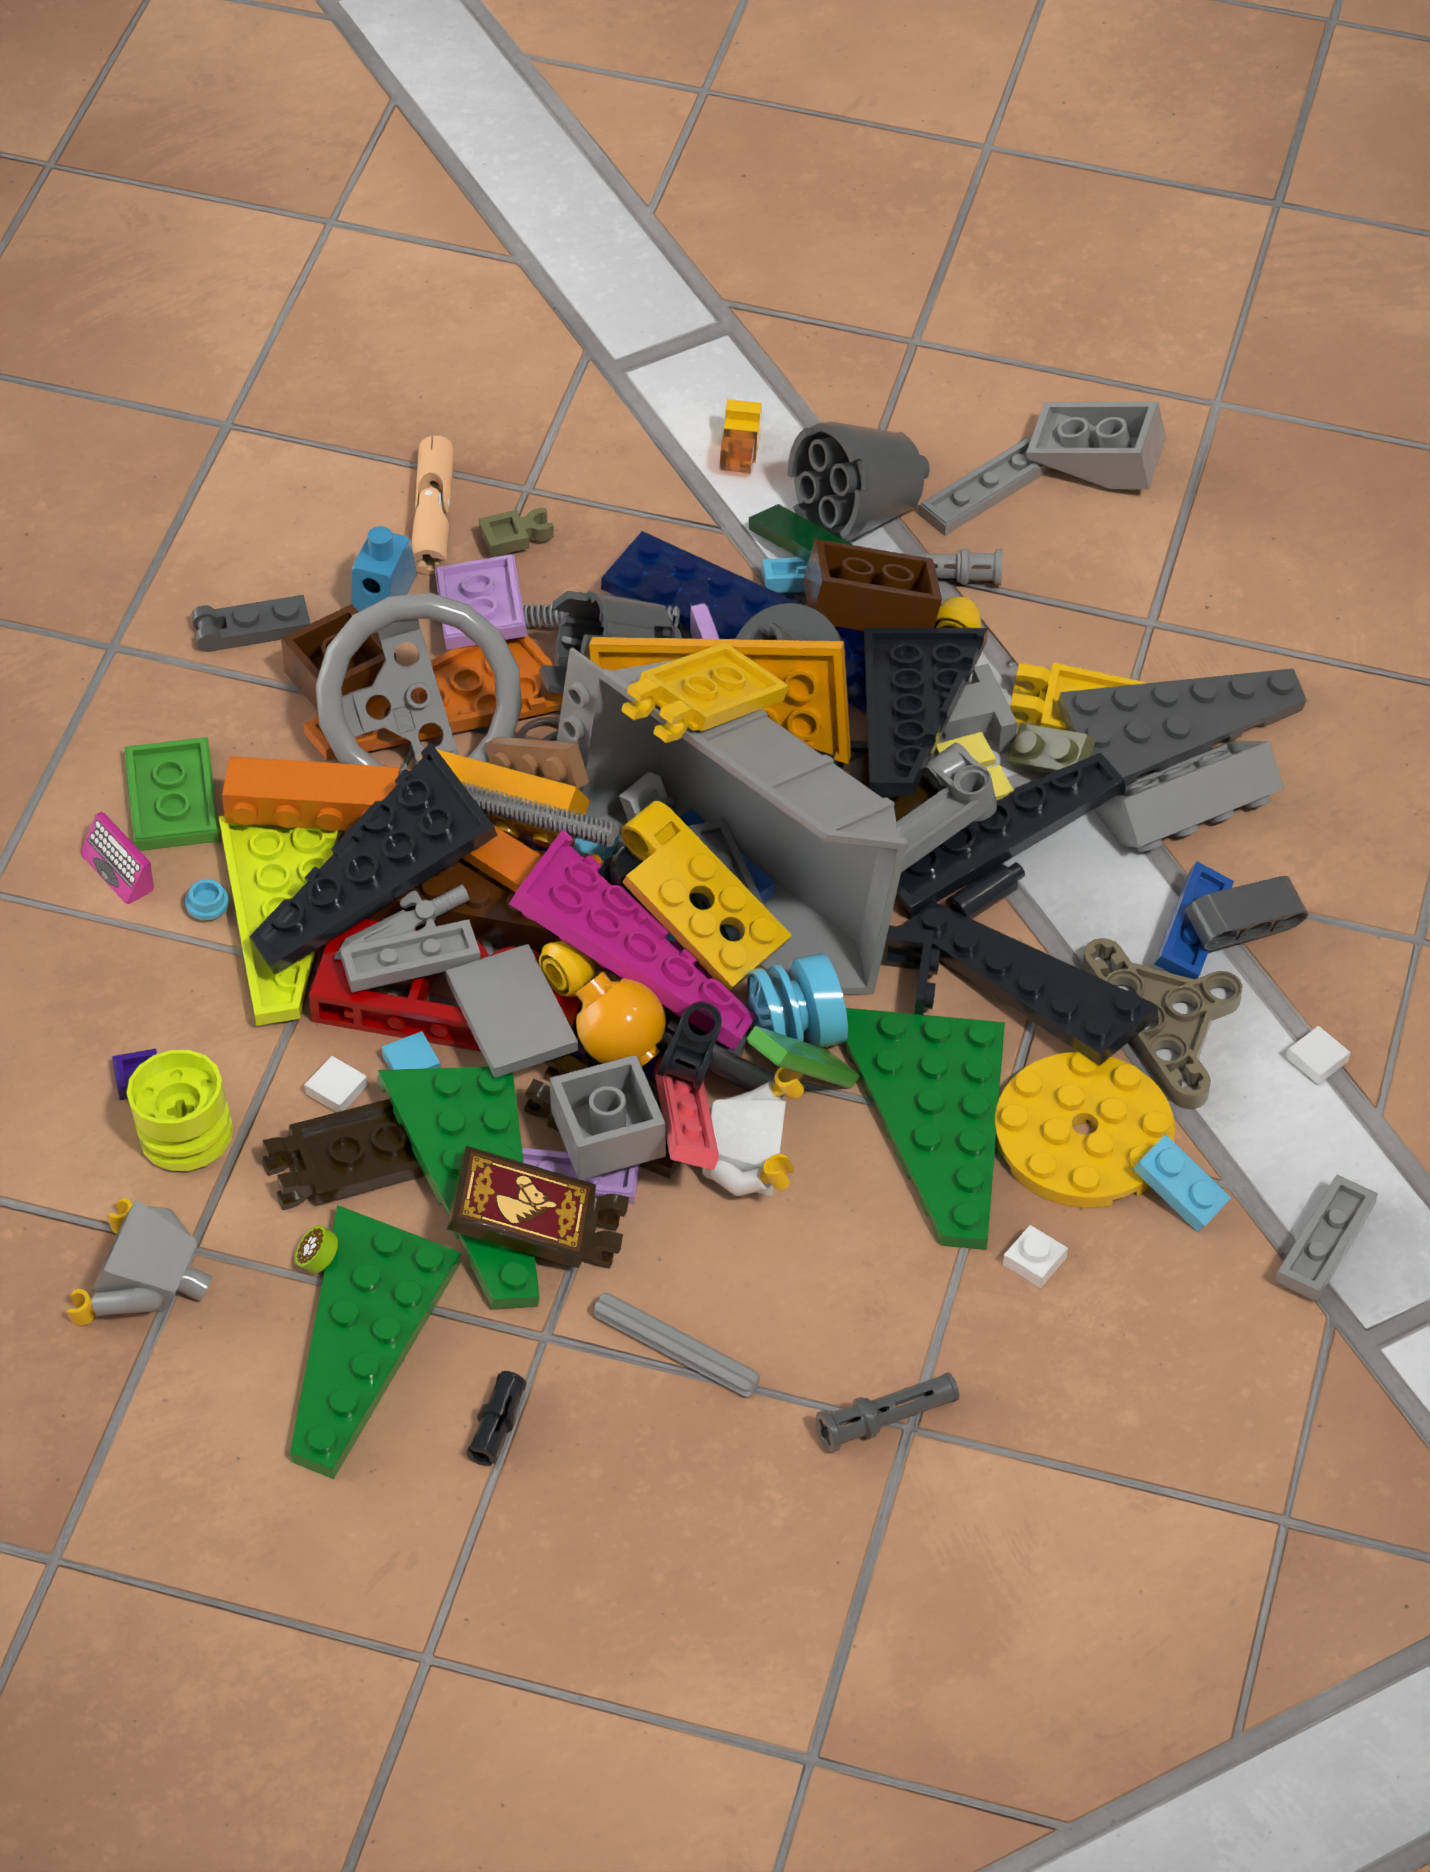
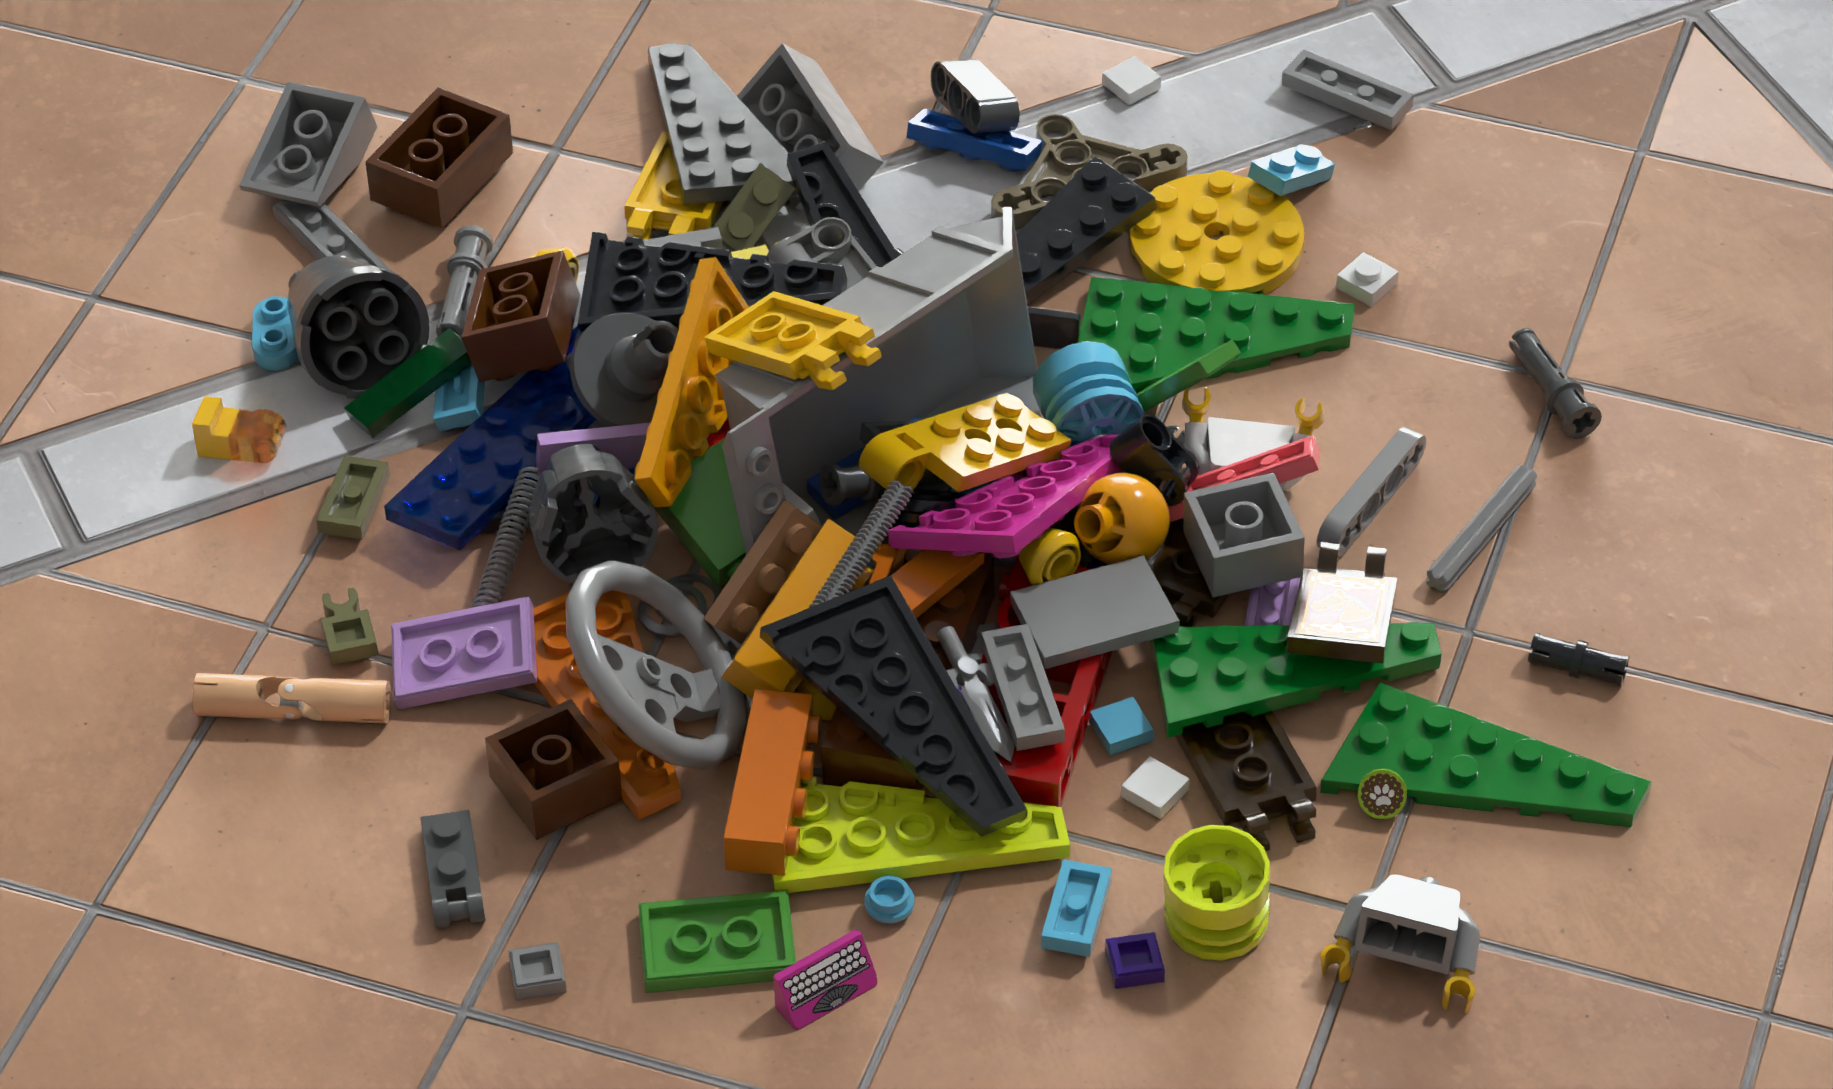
camera: 85 degrees left, 5 degrees down
(145, 684) = (537, 971): none -> light grey tile
(190, 1026) = (1076, 908): none -> medium azure plate
(382, 564) = (418, 732): dark azure torso -> none
(668, 519) = (353, 497): none -> olive plate
(715, 1248) = (1372, 489): none -> light grey beam
(1097, 527) = (439, 157): none -> reddish brown brick

